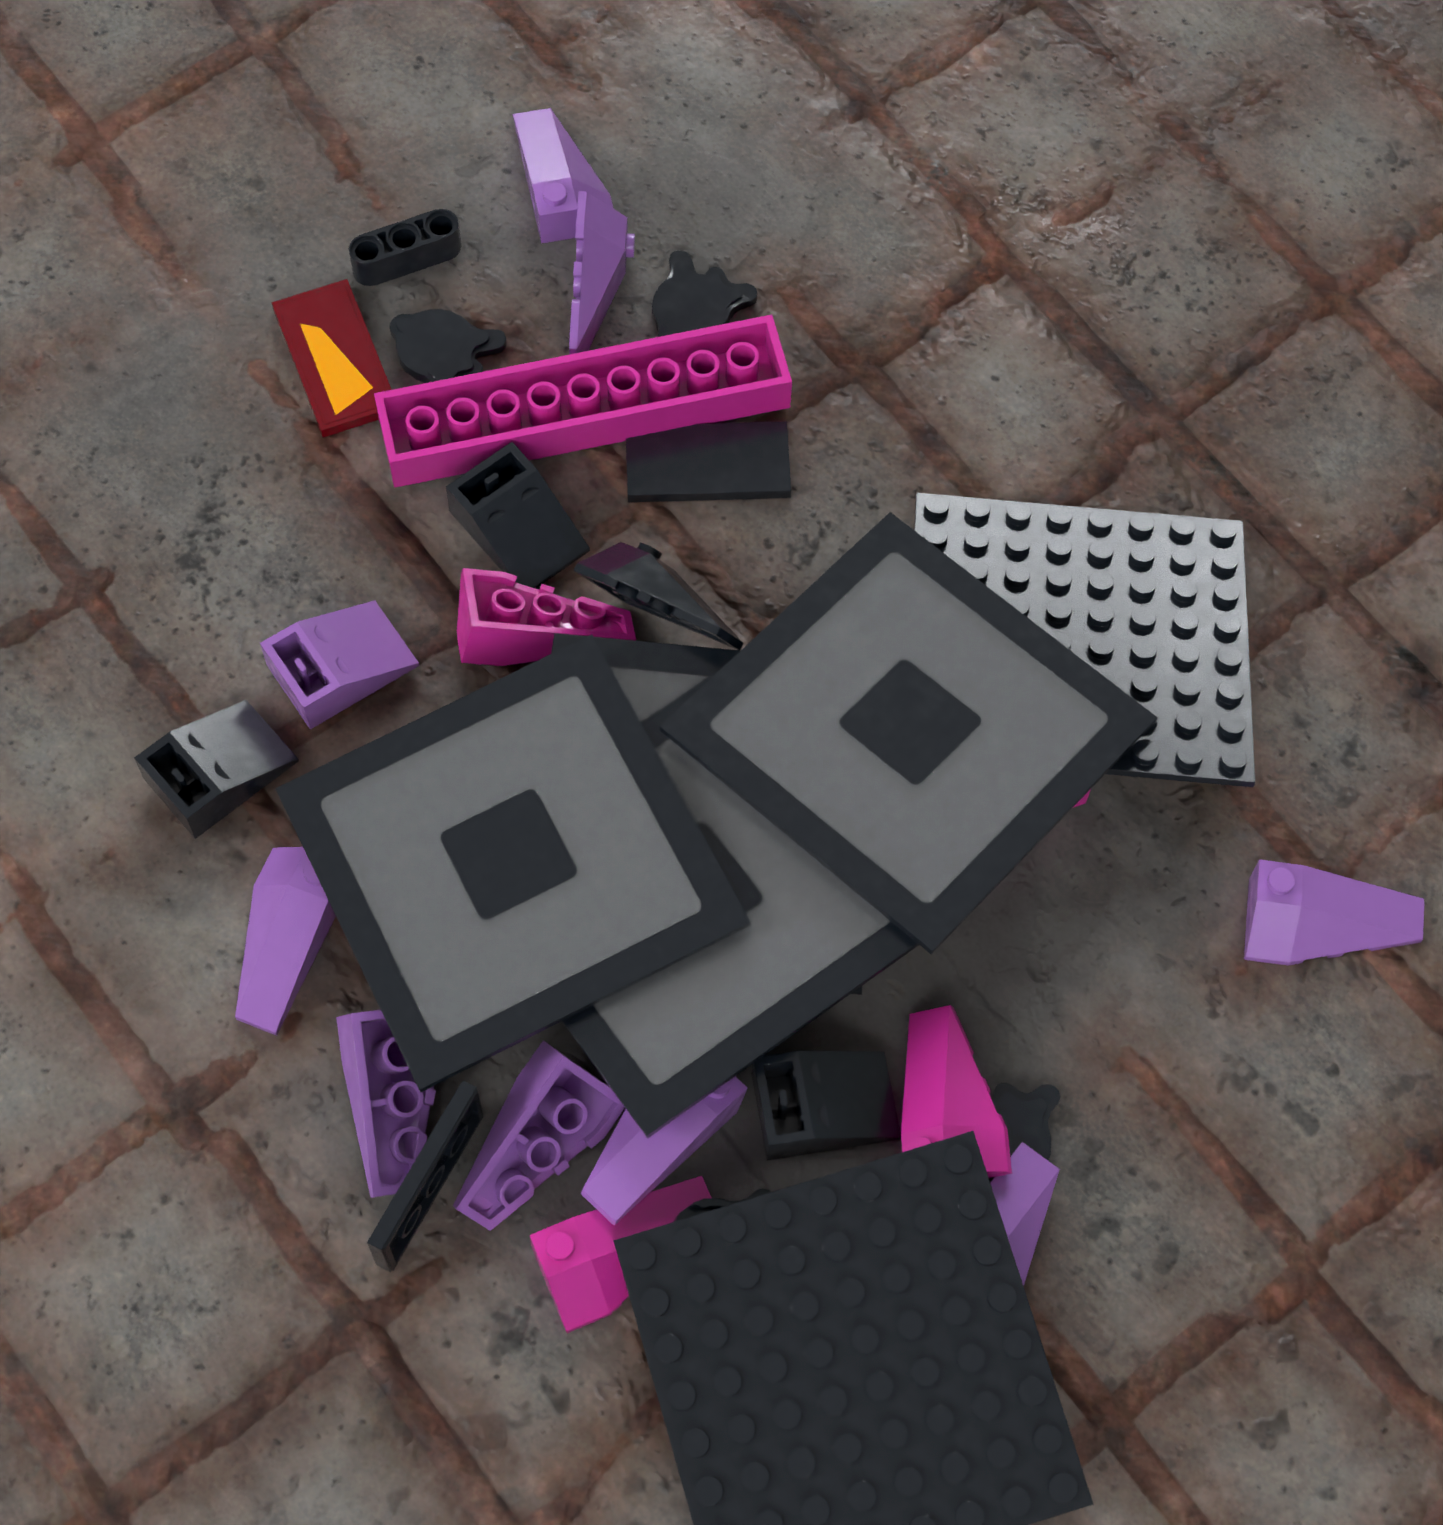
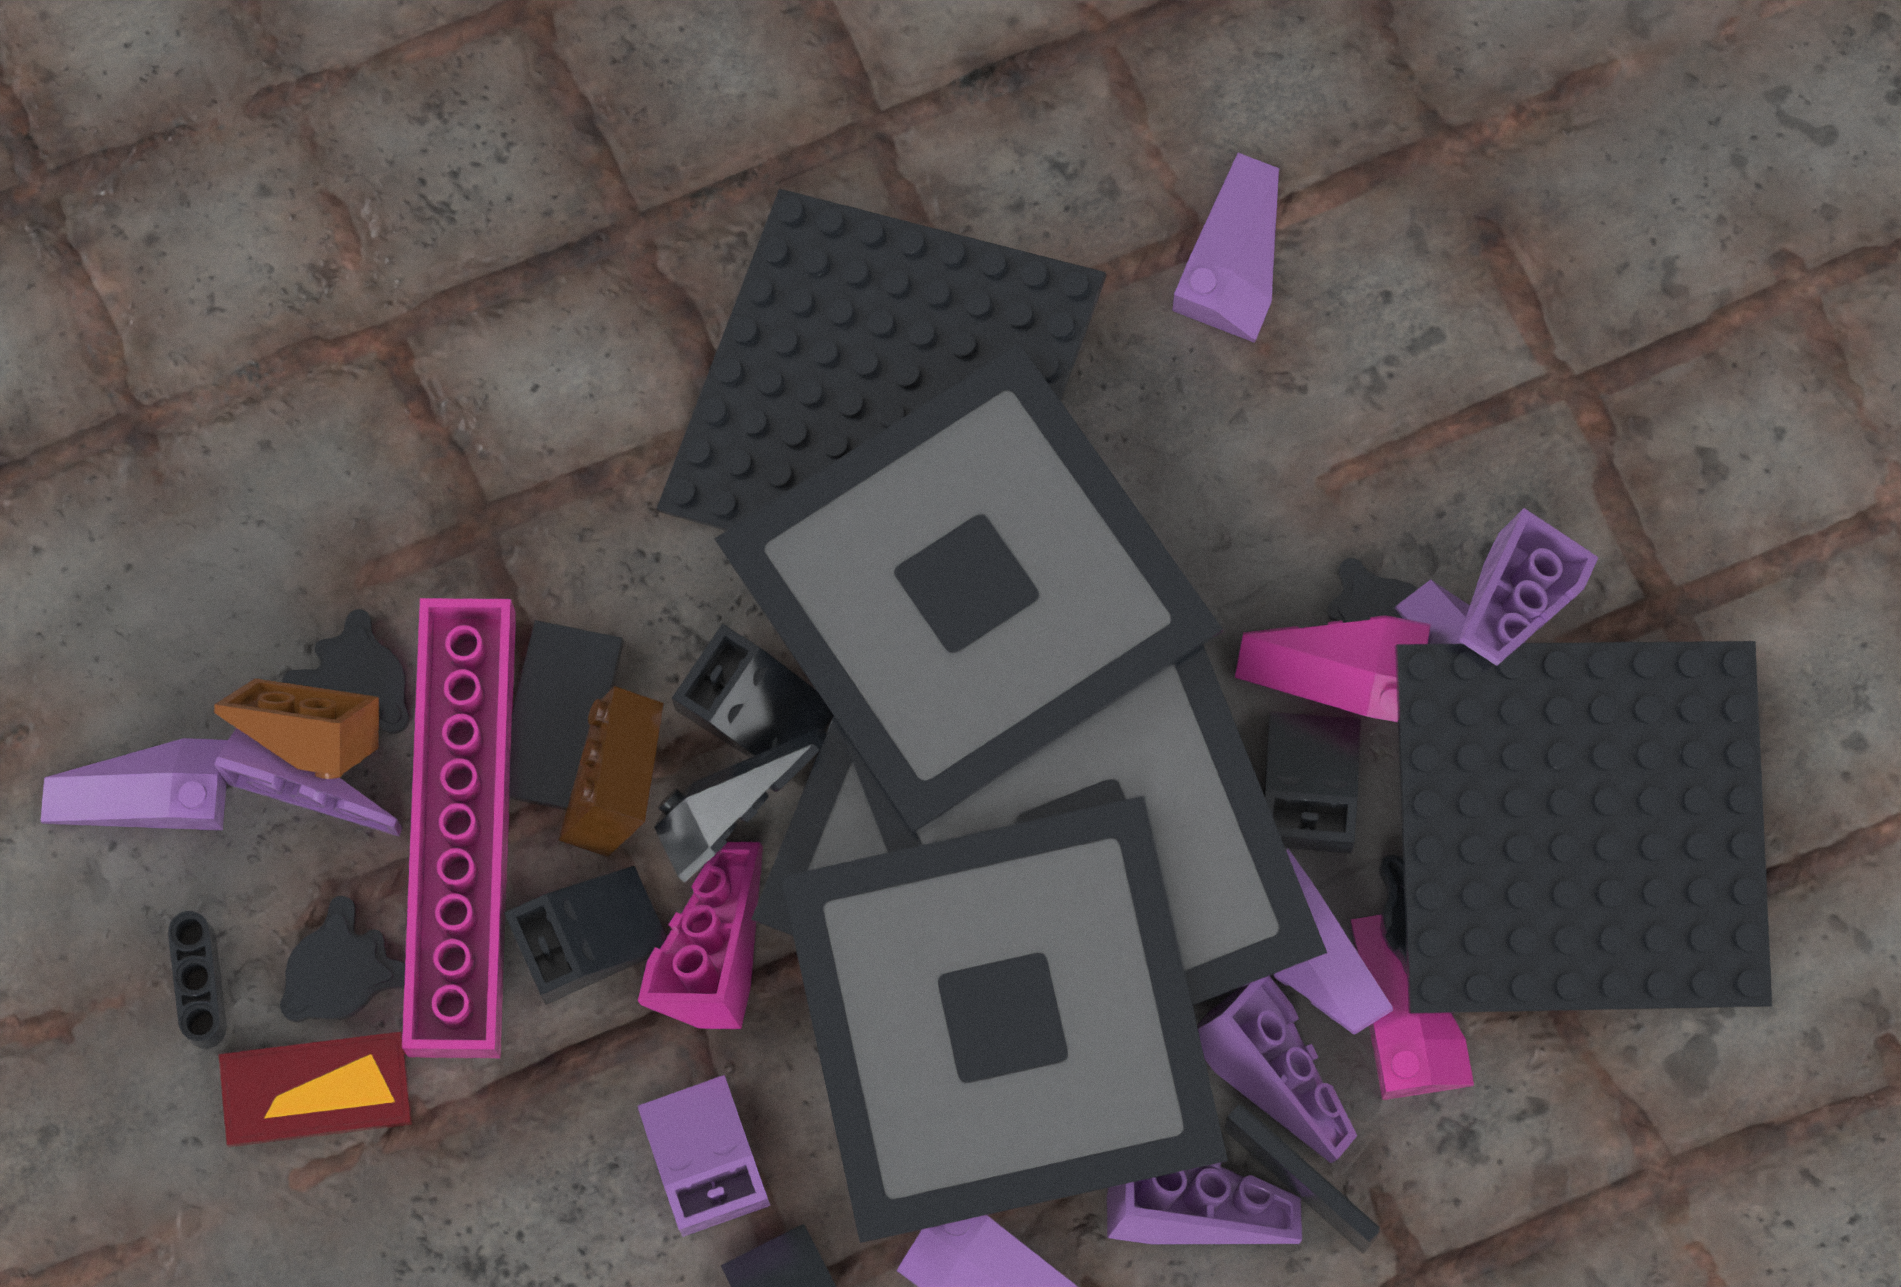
camera: 70 degrees left, 10 degrees up
(638, 261) = (306, 724): none -> dark orange slope
(667, 501) = (613, 772): none -> reddish brown wedge
(761, 582) = (748, 696): none -> black slope
(1078, 1252) = (1523, 585): none -> medium lavender wedge

